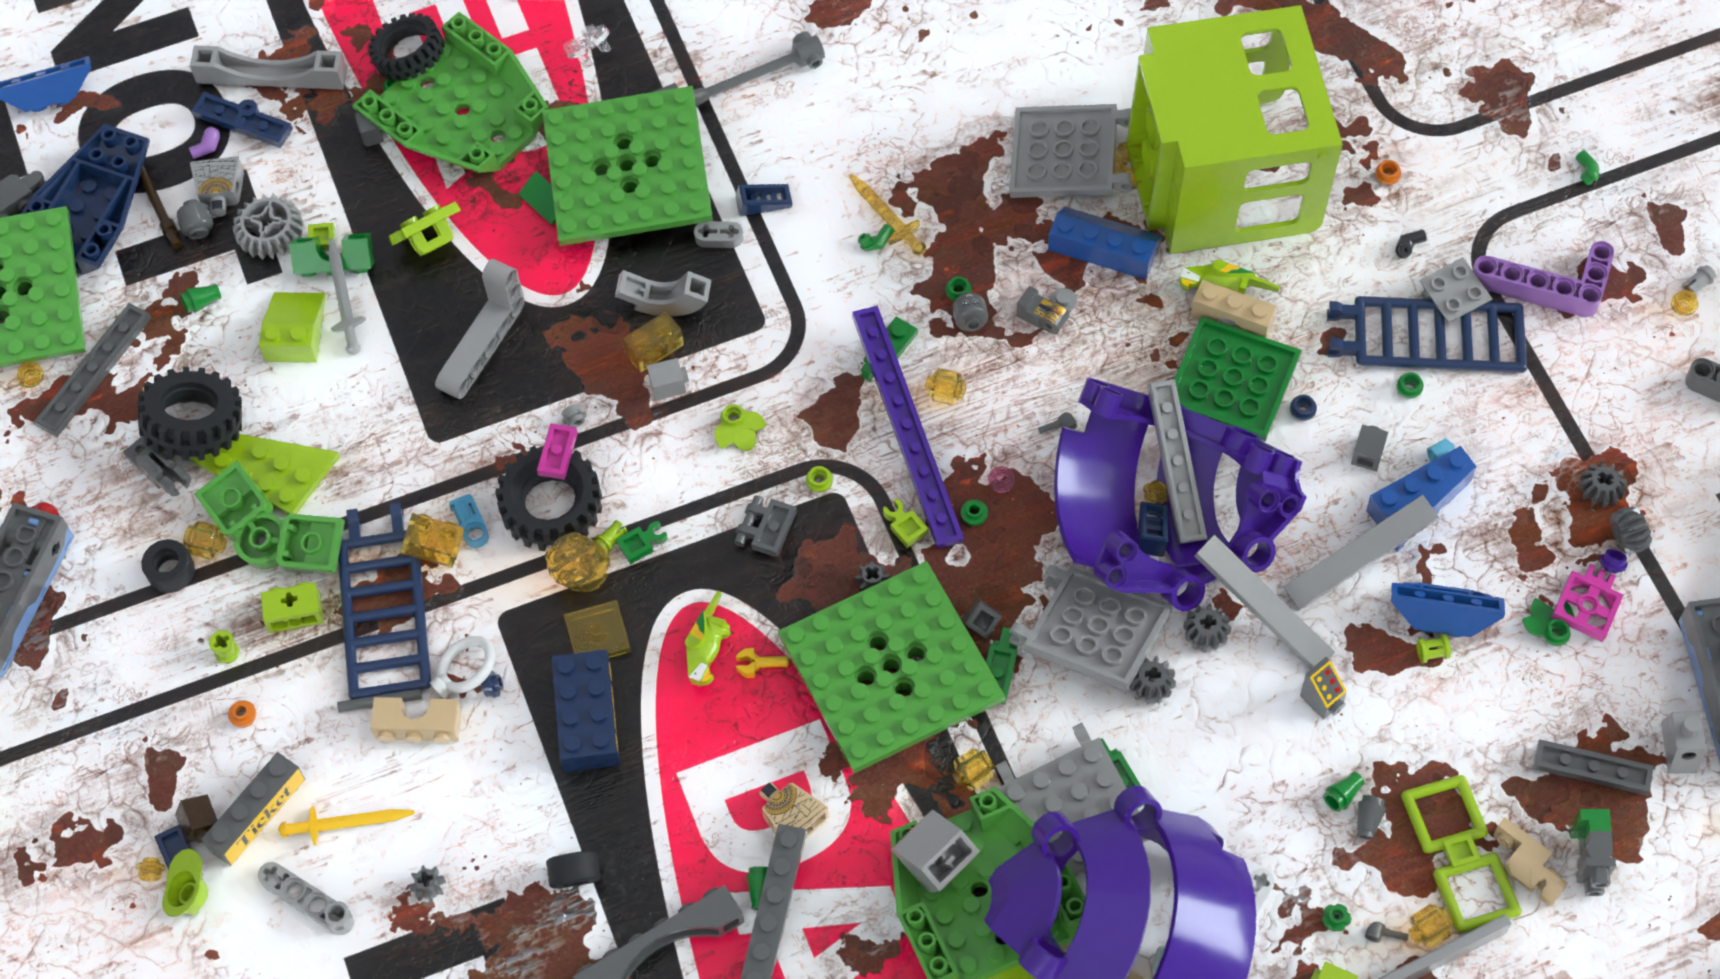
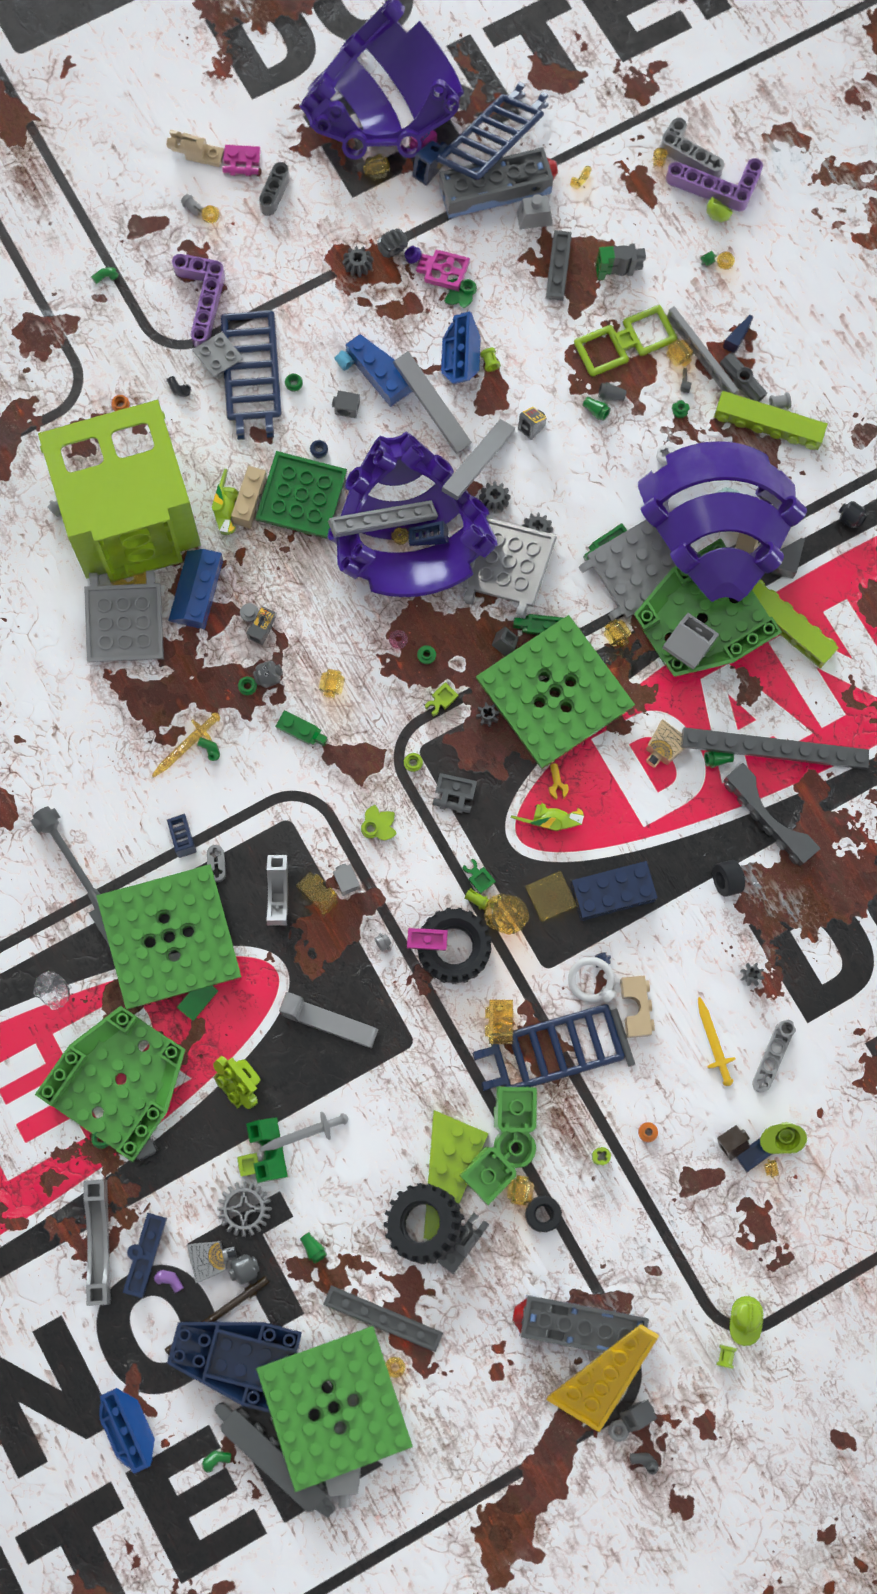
camera: 105 degrees left, 15 degrees up
(253, 809) = (719, 1104): dark grey brick -> none
(281, 616) = (565, 1102): lime brick -> none
(292, 327) = (328, 1168): lime slope -> none
(417, 60) = (46, 1138): black tyre -> none
(469, 518) = (474, 1002): dark azure piece -> none
(907, 427) = (367, 705): dark purple plate -> none
(1065, 420) = (347, 602): dark grey hand -> none
(1529, 862) = (629, 299): tan plate -> none

